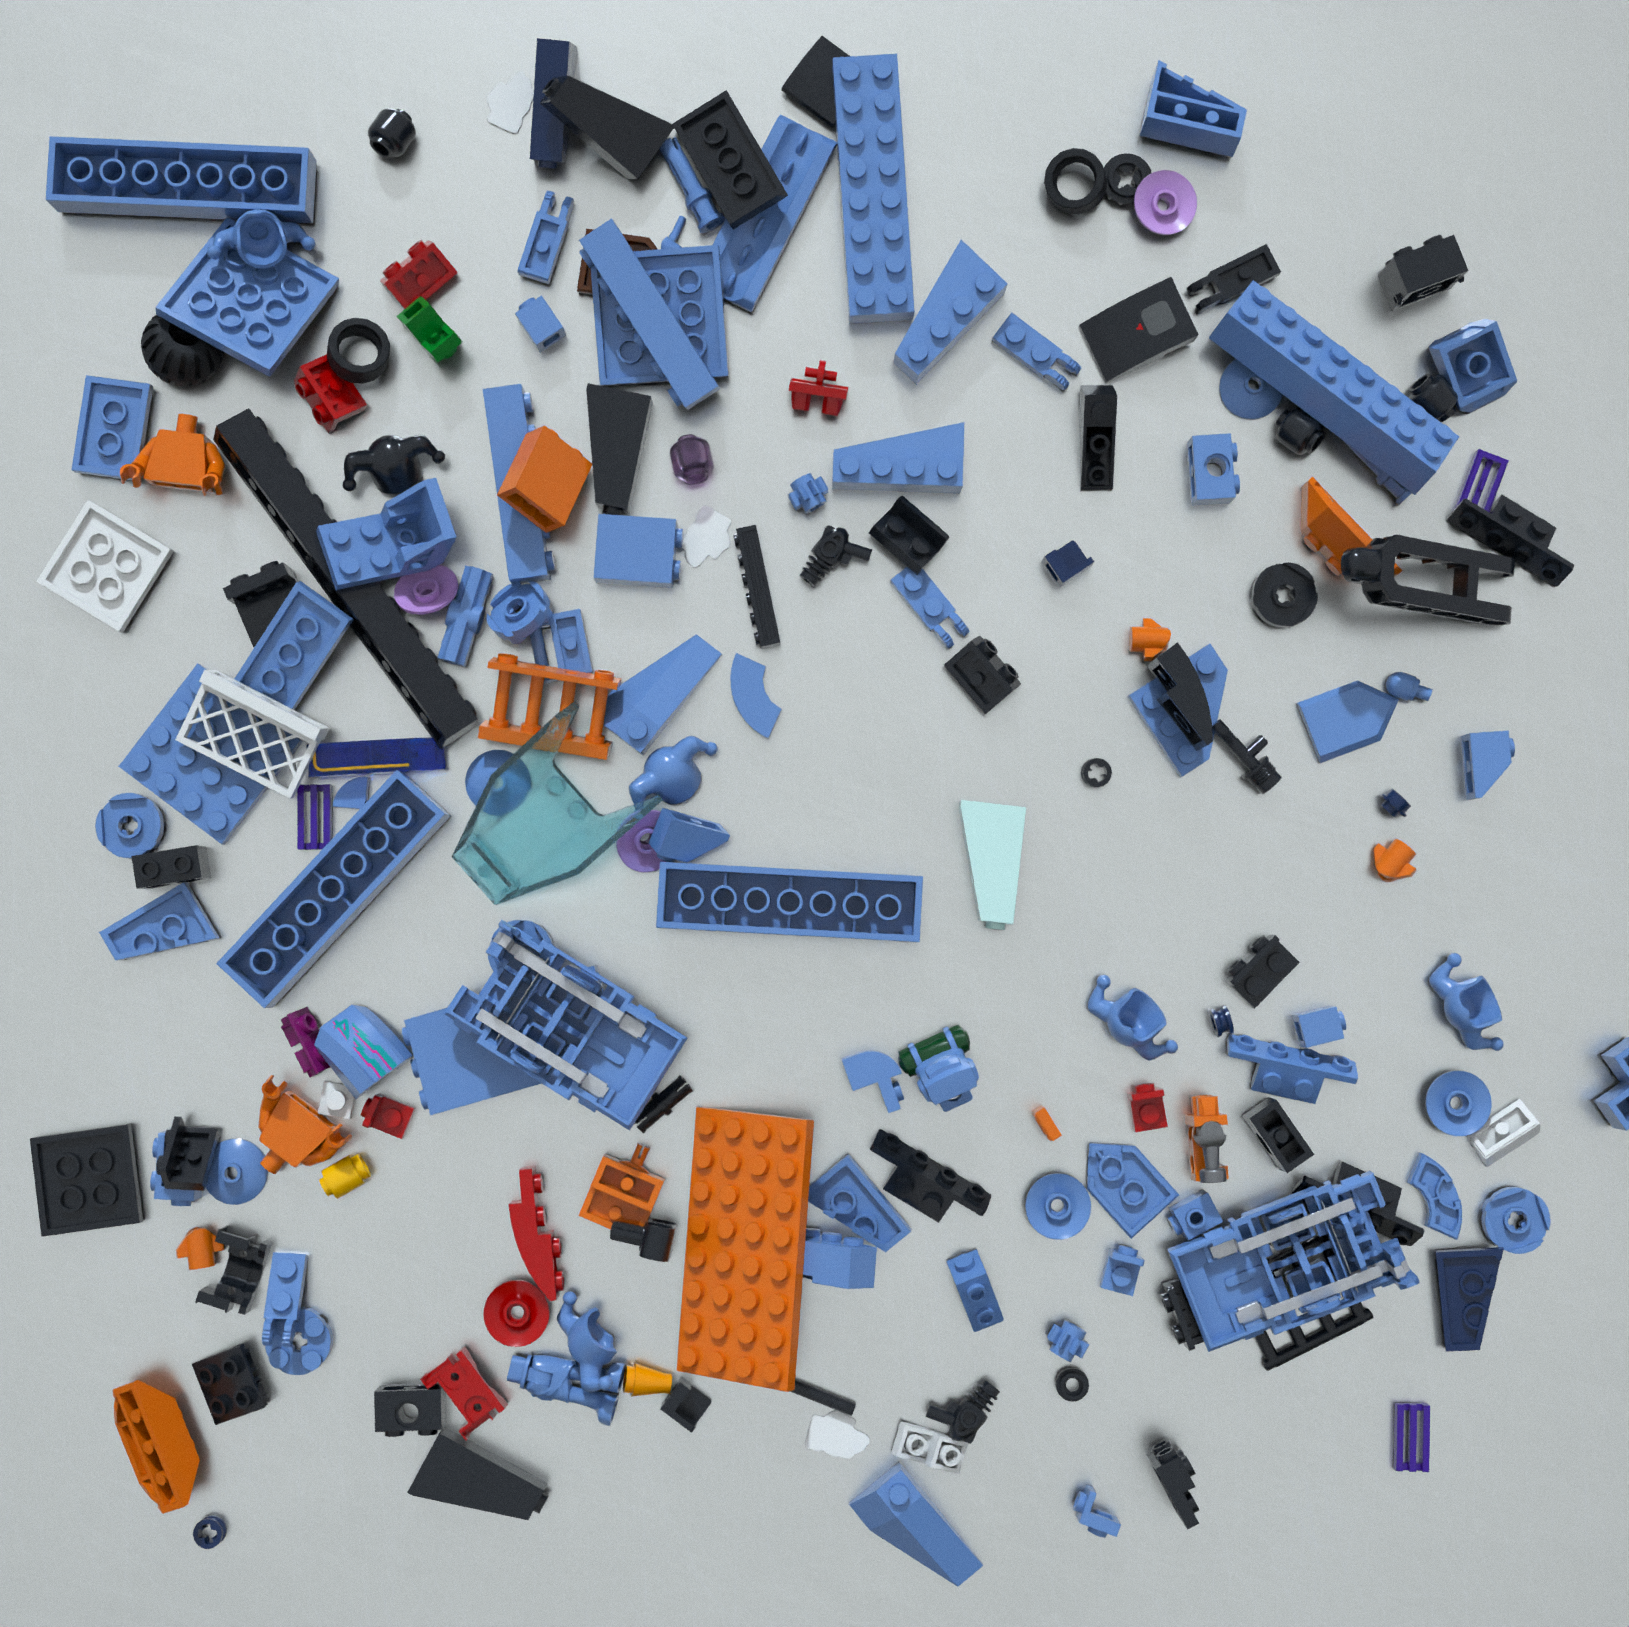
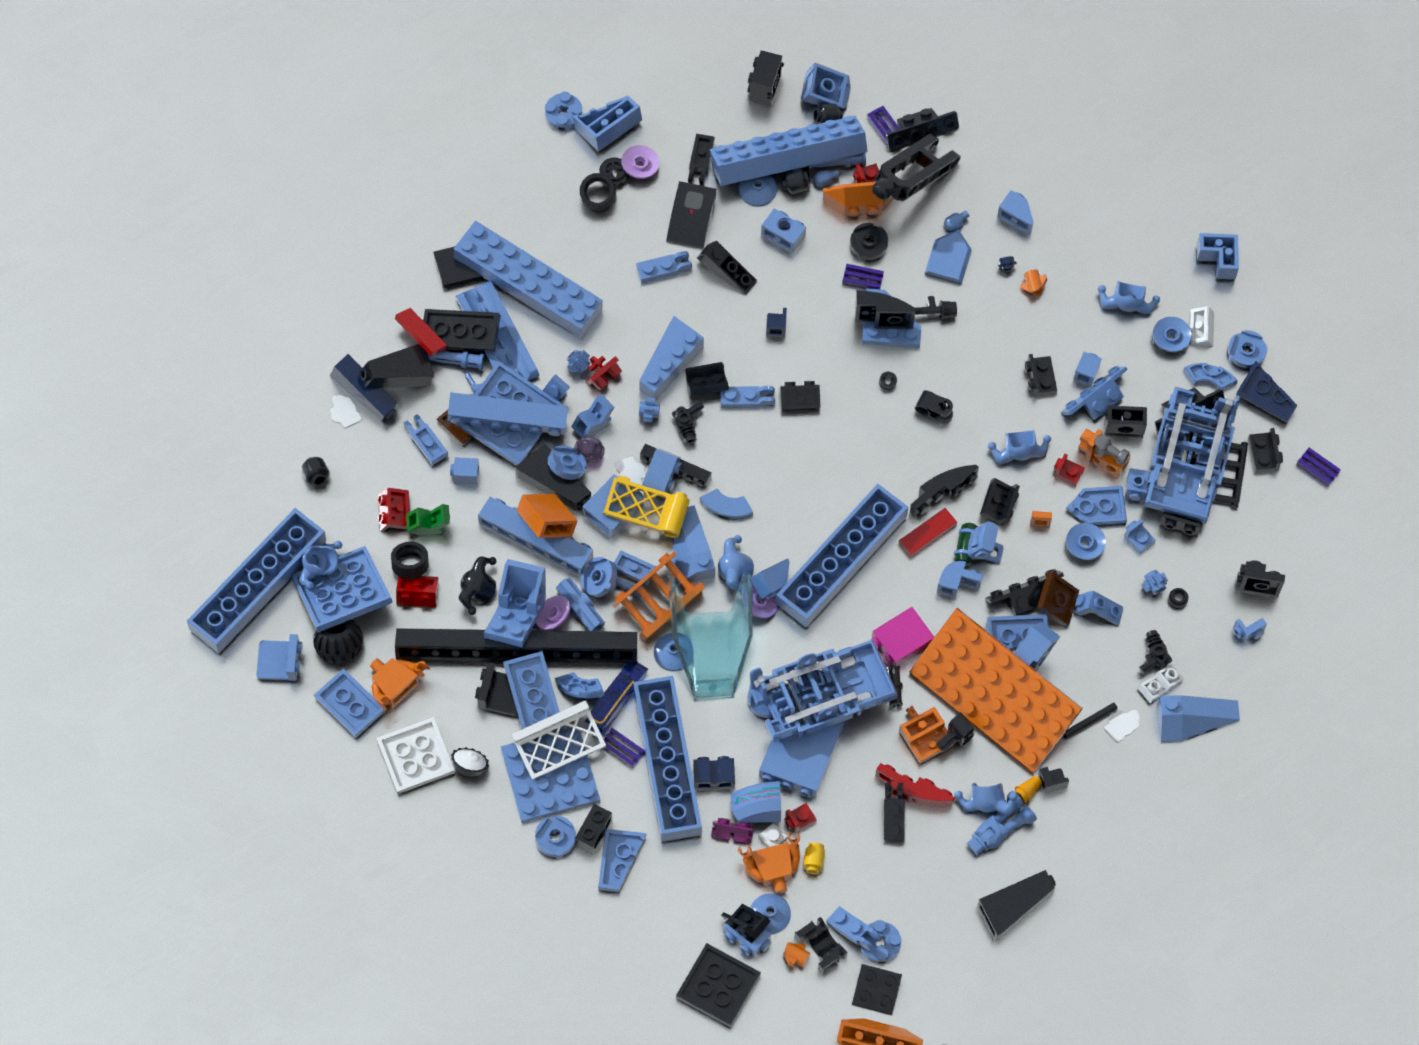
camera: 50 degrees left, 20 degrees down
(103, 293) = (279, 659): none -> medium blue bracket
(143, 640) = (469, 761): none -> white piece
(348, 702) = (579, 687): none -> medium blue tile
(353, 793) = (626, 721): medium blue tile -> none
(364, 961) = (714, 773): none -> dark blue brick
(390, 1414) = (960, 898): black brick -> none
(466, 1390) = (967, 872): red piece -> none
(477, 1237) = (894, 813): none -> black hinge
(516, 1330) = (948, 816): red dish -> none
(642, 446) = (567, 462): none -> medium blue tile
(676, 638) = (672, 513): none -> yellow piece
(685, 111) = (421, 332): none -> red tile
(728, 577) = (662, 470): none -> medium blue brick
(734, 1065) = (902, 637): none -> dark pink brick
(737, 431) = (594, 419): none -> medium blue brick
(741, 350) = (556, 388): none -> medium blue bracket
(806, 347) = (578, 361): none -> medium blue gear
(915, 986) = (927, 532): none -> red tile
(943, 1231) = (1058, 599): none -> reddish brown plate
(952, 308) = (612, 284): medium blue wedge -> none
(994, 854) = (890, 450): light aqua slope -> none
(1005, 964) = (947, 484): none -> black slope
(1030, 1050) = (999, 501): none -> black bracket
(1102, 857) = (934, 406): none -> black piece
(1149, 639) = (842, 313): orange piece -> none
(1165, 24) = (558, 102): none -> medium blue plate
(1221, 1021) = (1052, 408): dark blue bush -> none
(1236, 619) = (863, 274): none -> dark purple tile
(1336, 465) = (825, 177): none -> medium blue cylinder
(1379, 1351) = (1265, 451): none -> black bracket
(1383, 518) = (865, 174): none -> red bracket

